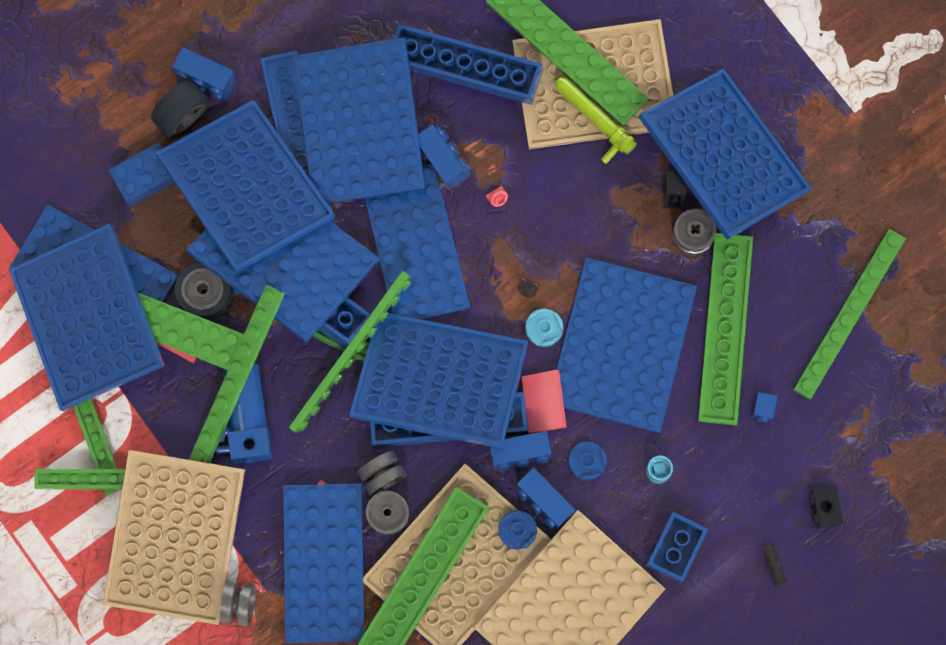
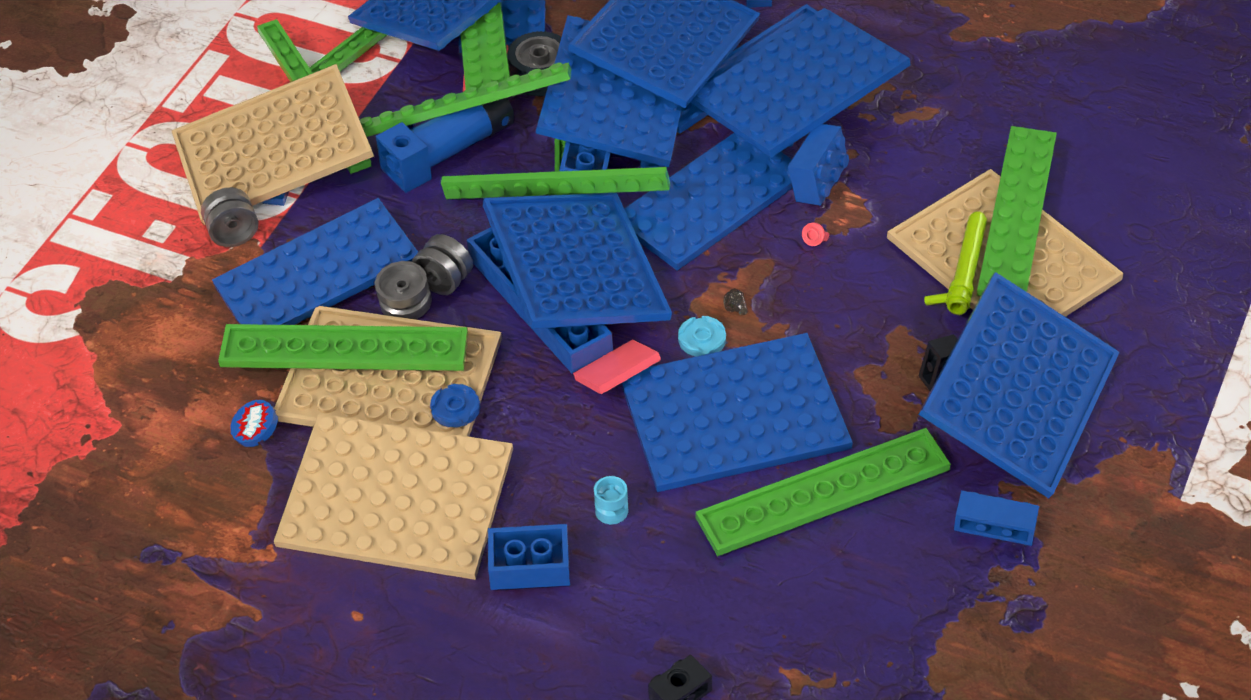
camera: 60 degrees right, 30 degrees down
(471, 65) = (931, 140): blue brick -> none
(521, 451) = (545, 365): blue brick -> none
(544, 499) = (505, 405): blue brick -> none
(587, 460) = (578, 439): blue tile -> none
(704, 235) = (903, 403): flat silver wheel -> none
(764, 407) = (757, 568): blue brick -> none
(773, 564) = (572, 669): clear smoke pin -> none
(809, 235) = (996, 517): none -> blue brick
(849, 314) = (936, 604): bright green plate -> none

